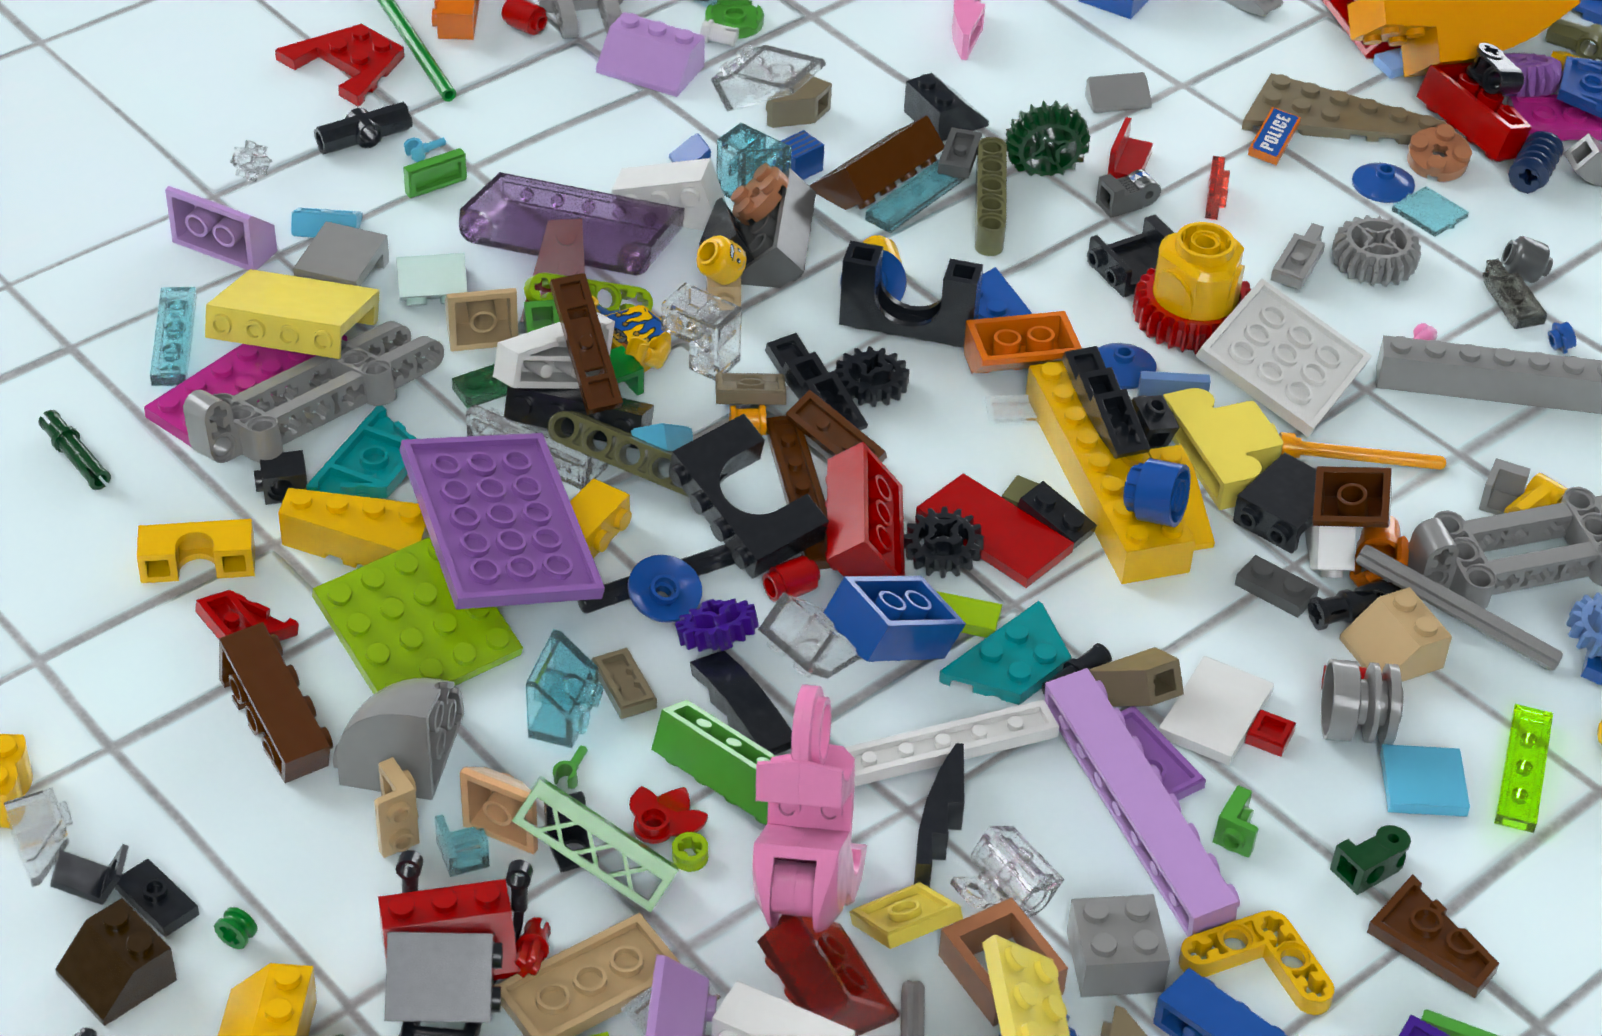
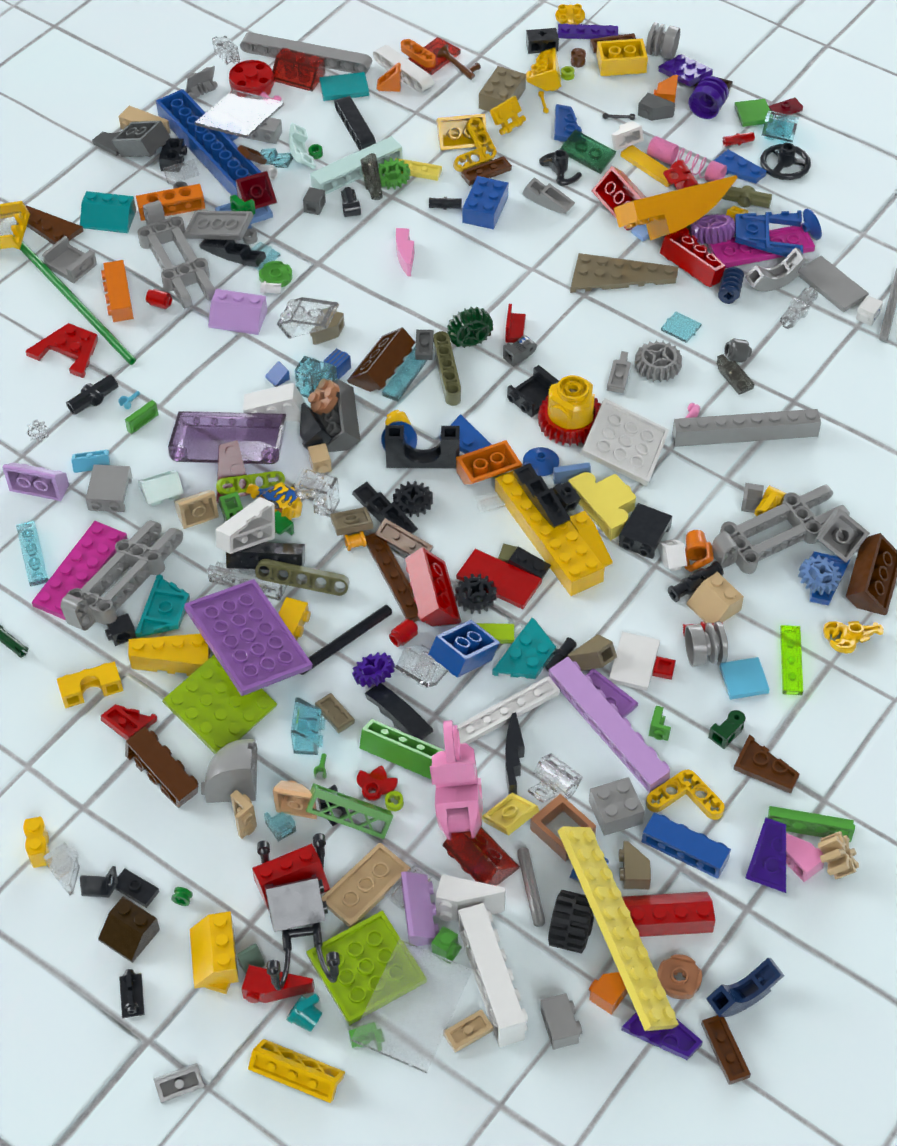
camera: 10 degrees left, 10 degrees up
(289, 312) = (94, 528): light yellow panel -> none
(478, 387) = (206, 548): clear green plate -> none
(532, 947) = (333, 873): red axle -> none
(586, 343) = (263, 521): reddish brown hinge -> none
(664, 436) = (316, 563): medium azure slope -> none
(664, 575) = (340, 645): blue dish -> none
(721, 260) = (317, 448): yellow head -> none
(753, 539) = (379, 616): black arch -> none
(942, 104) = (406, 314): black slope -> none
(1118, 92) = (499, 283): light grey slope -> none
(1158, 491) = (581, 547): blue piece -> none
(1217, 188) = (565, 333): clear red plate -> none
(1274, 136) = (589, 295): tile -> none
(1276, 586) = (649, 581): dark grey plate -> none
(1295, 447) = (641, 494): light orange piece -> none
(1353, 496) = (680, 529): reddish brown slope -> none
(1383, 182) = (652, 313): blue dish -> none
(1443, 140) = (679, 280): nougat plate -> none
(1460, 608) = (743, 576): light grey axle -> none
(1495, 71) = (700, 234): black piece -> none
(1562, 337) = (764, 395): blue plate -> none

